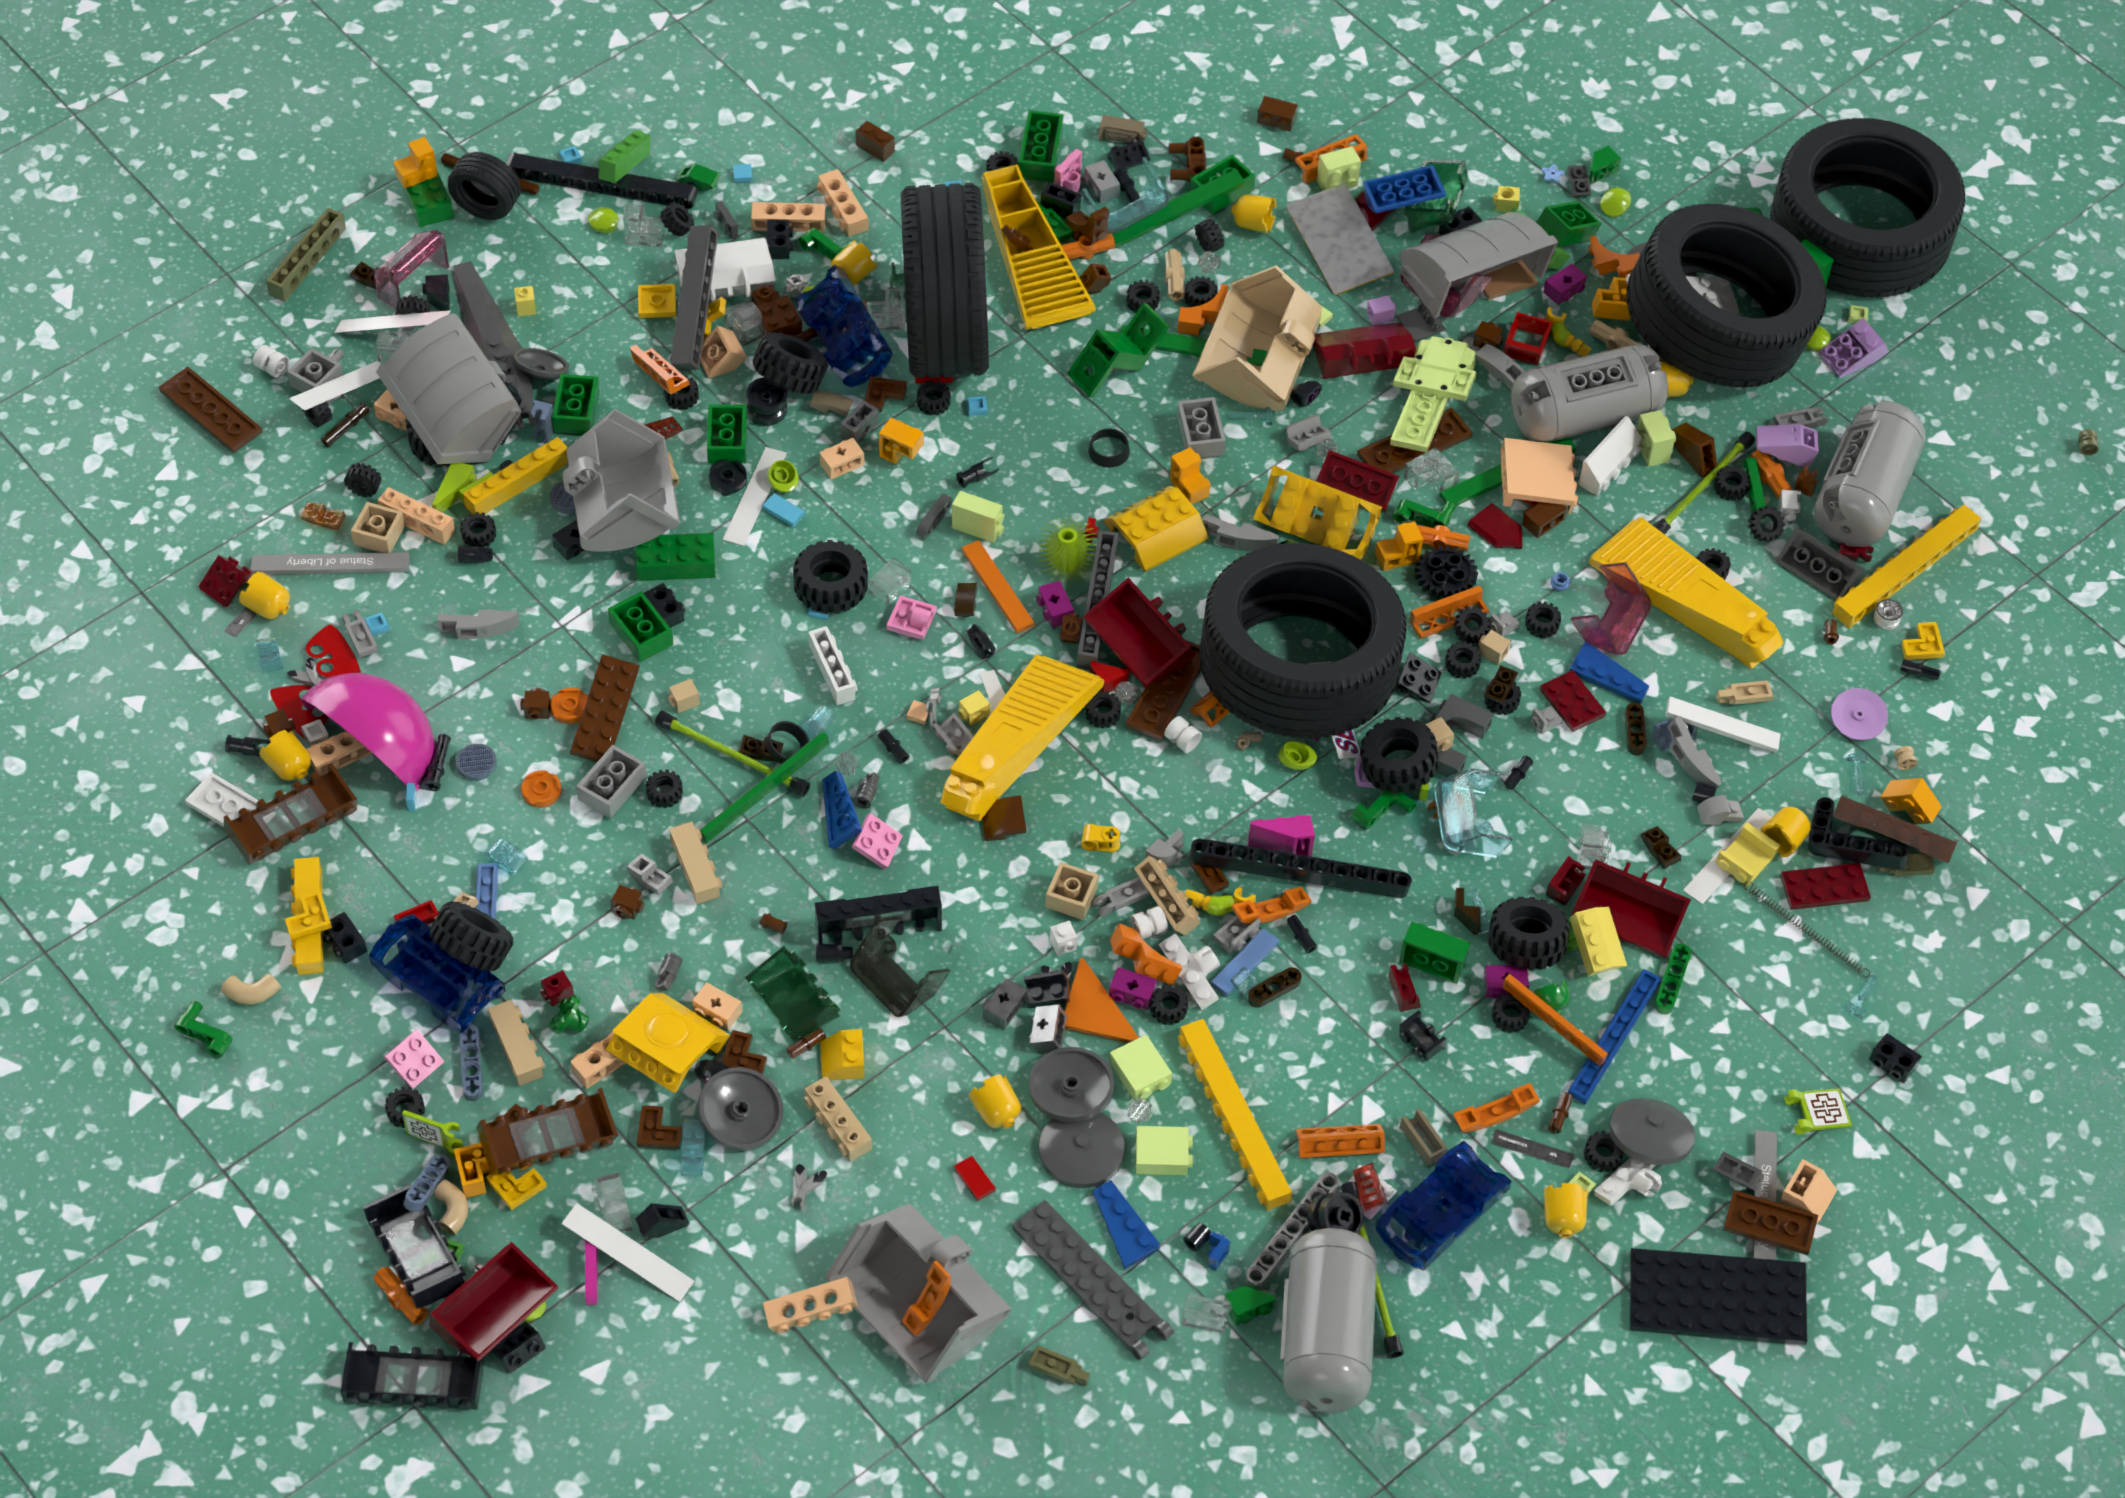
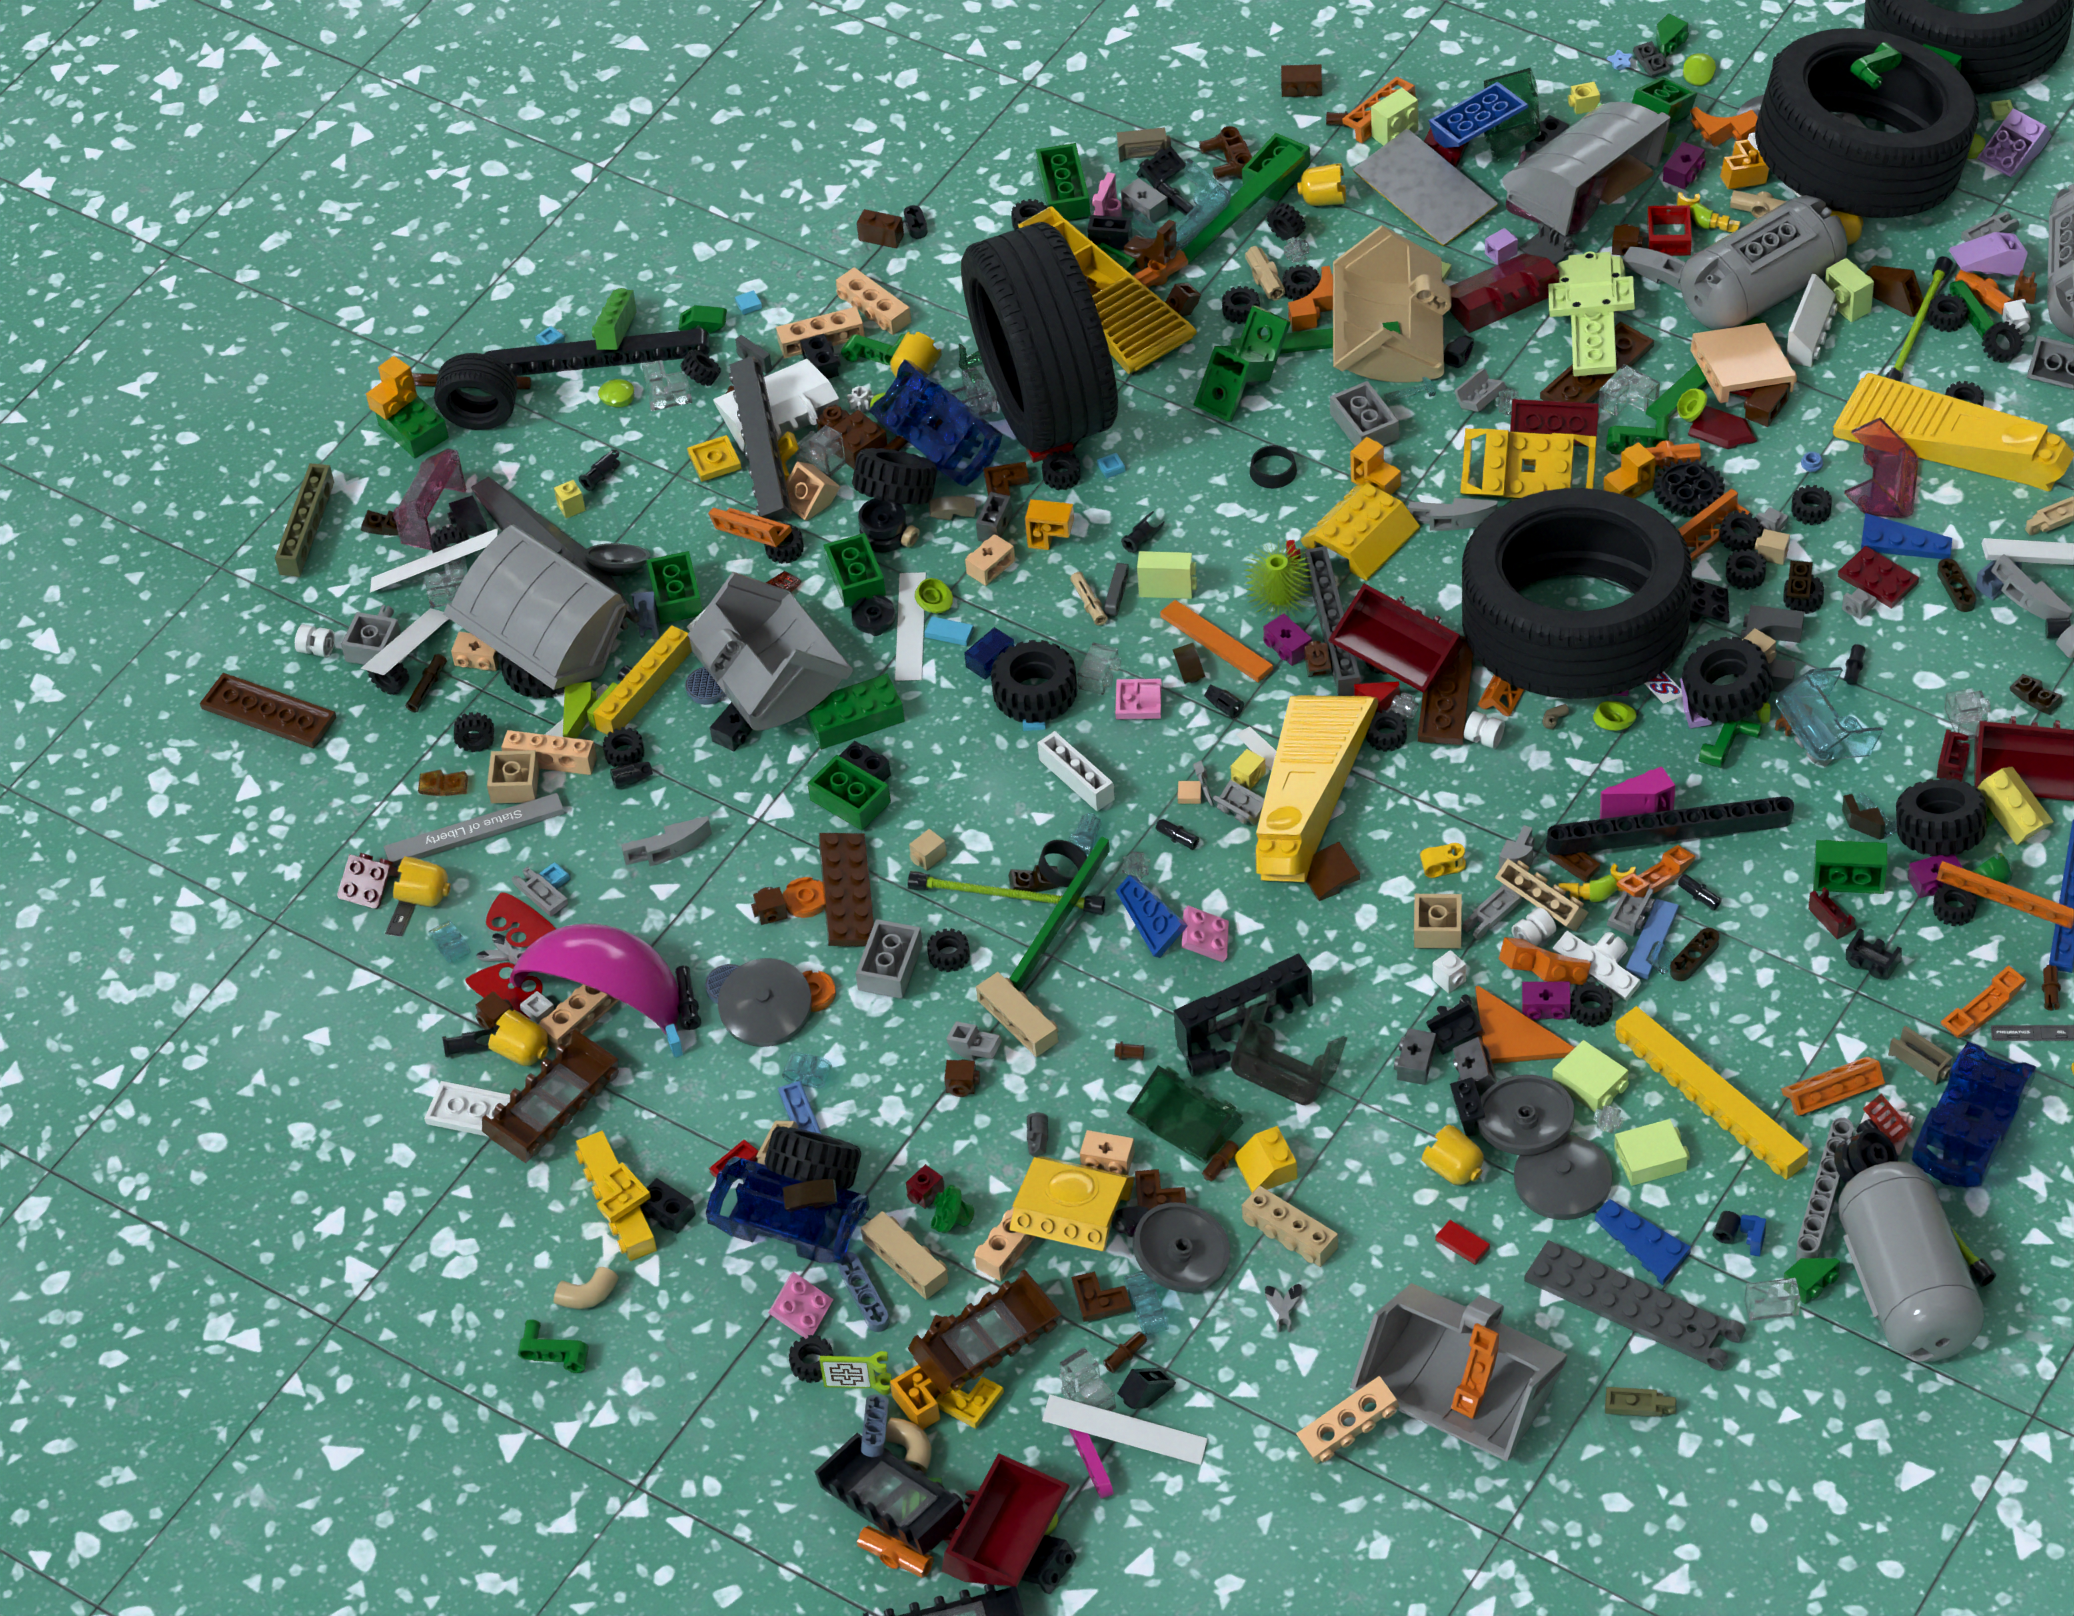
camera: 10 degrees left, 5 degrees down
(451, 968) = (810, 1193): none -> dark brown slope
(497, 787) = (764, 1002): none -> dark grey dish
(561, 283) = (600, 470): none -> black piece
(658, 1184) = (1124, 1352): none -> reddish brown axle
(786, 418) = (910, 536): none -> tan tile
(804, 536) = (985, 651): none -> clear blue brick
(866, 790) = (1169, 887): dark grey hinge -> none
(907, 143) = (919, 221): none -> black beam
(909, 523) = (1097, 614): none -> tan pin
(1026, 1060) = (1467, 1104): none -> black bracket
(1479, 500) = (1691, 404): none -> lime hat
(1757, 245) = (1882, 60): none -> green beam

